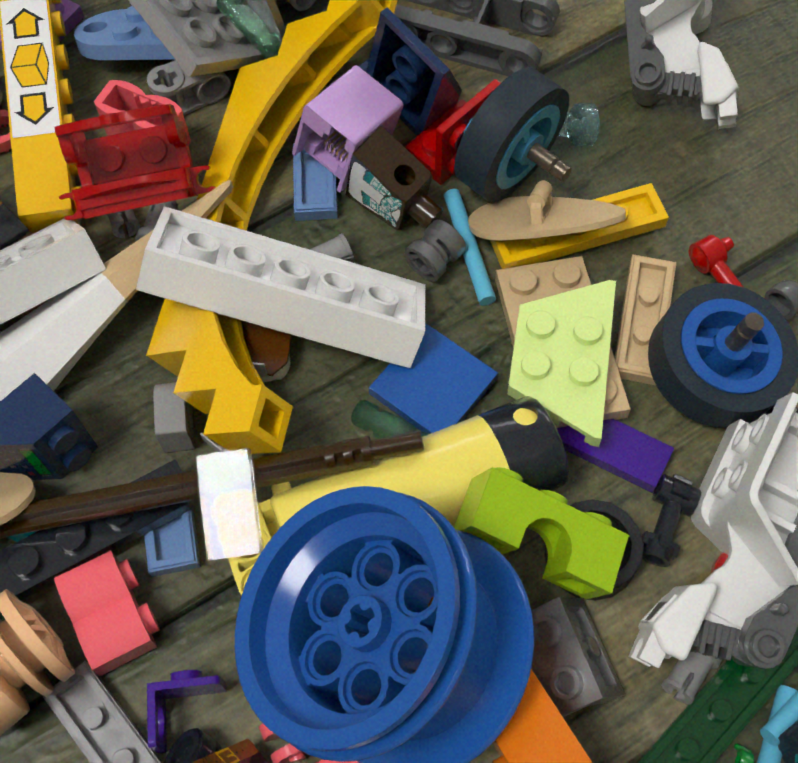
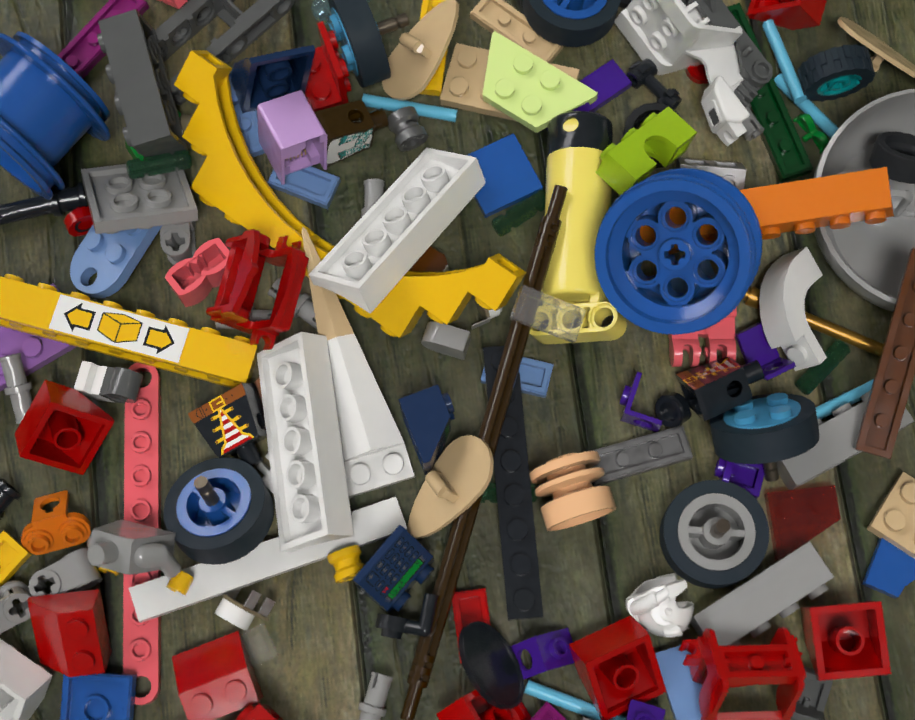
camera: 65 degrees left, 10 degrees up
(106, 612) = (562, 426): coral brick -> none

